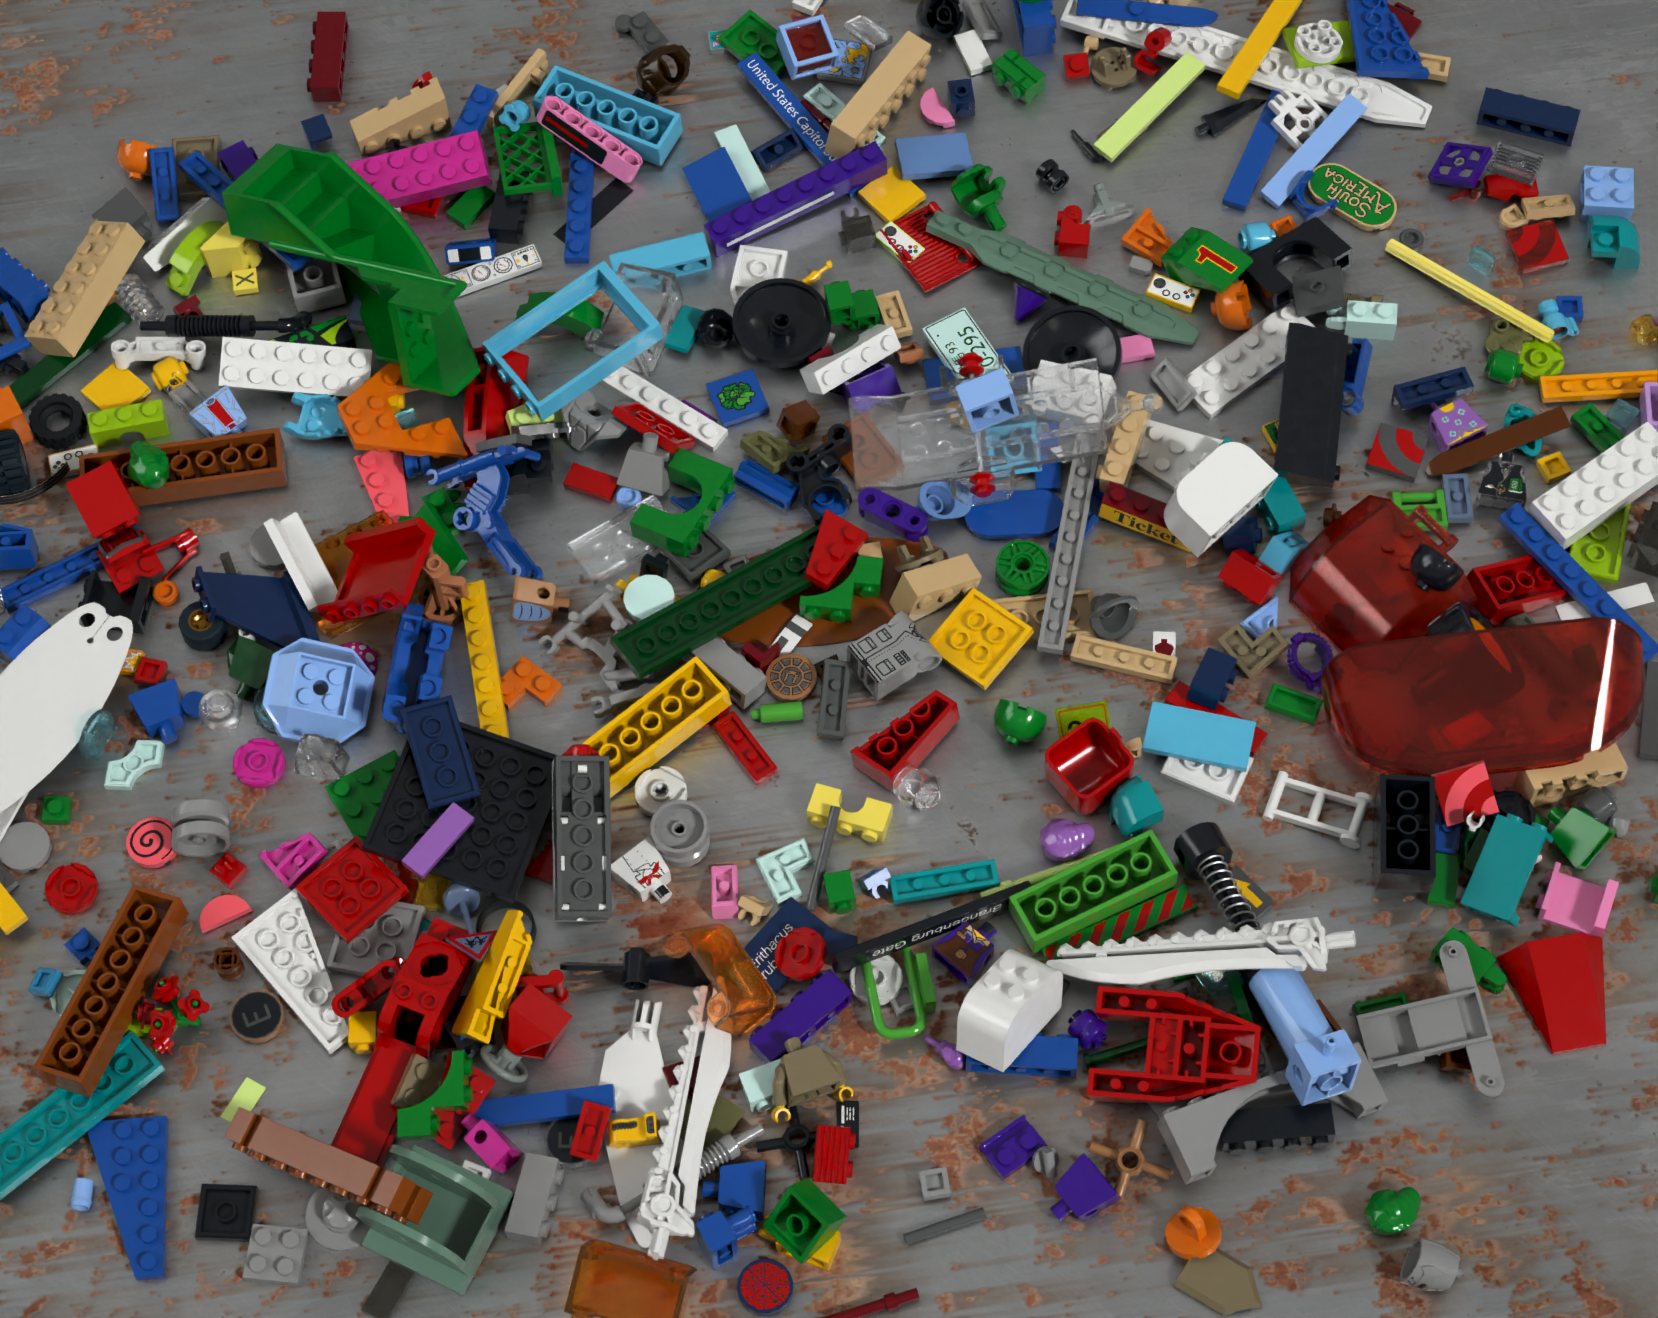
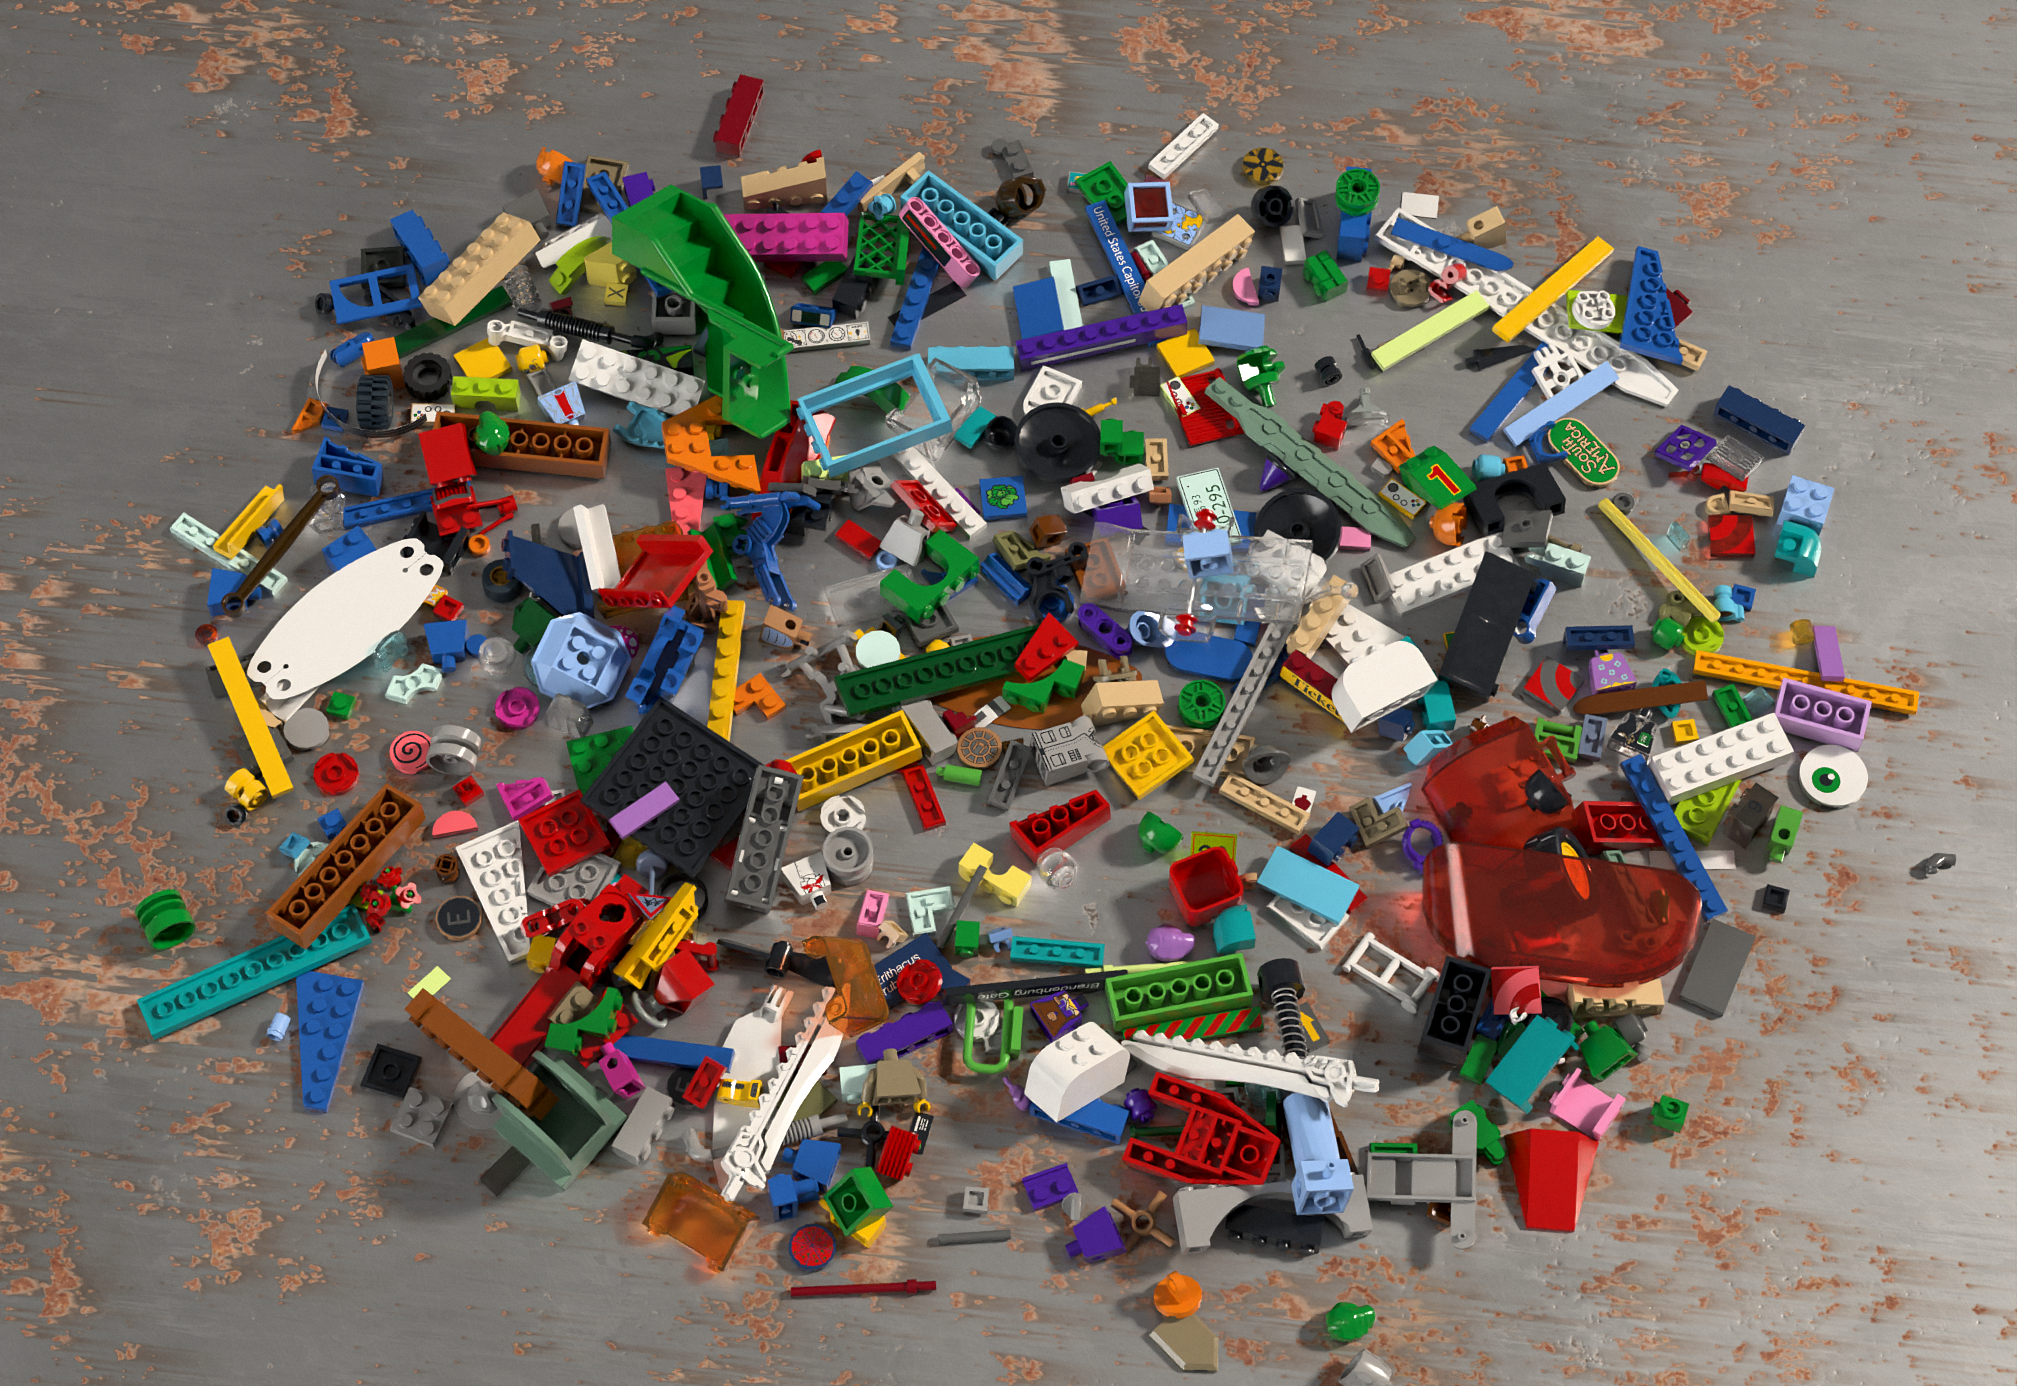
camera: 10 degrees right, 0 degrees up
(440, 752) = (665, 737): dark blue tile -> none
(1249, 577) = (1392, 760): red brick -> none
(1293, 704) = (1397, 878): green tile -> none

